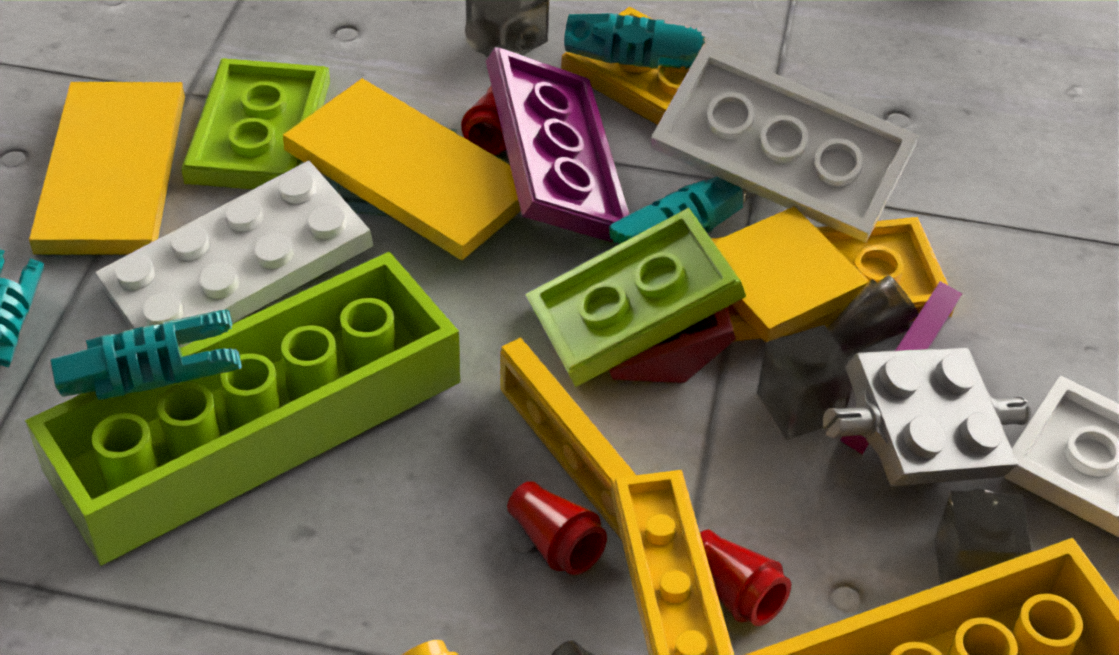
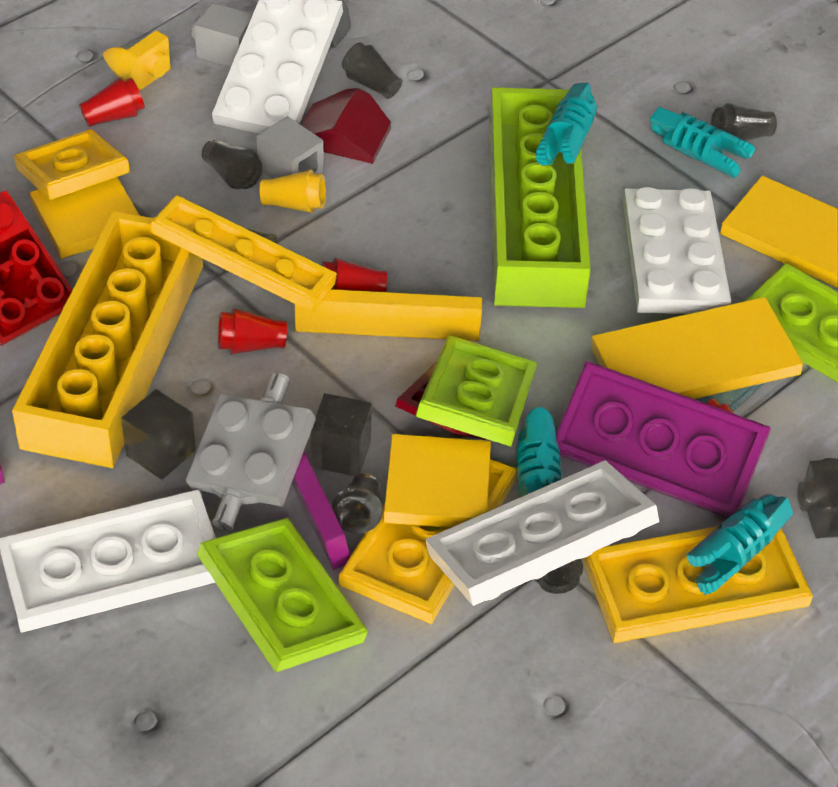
camera: 125 degrees right, 0 degrees up
(1035, 320) = (282, 594): none -> lime tile

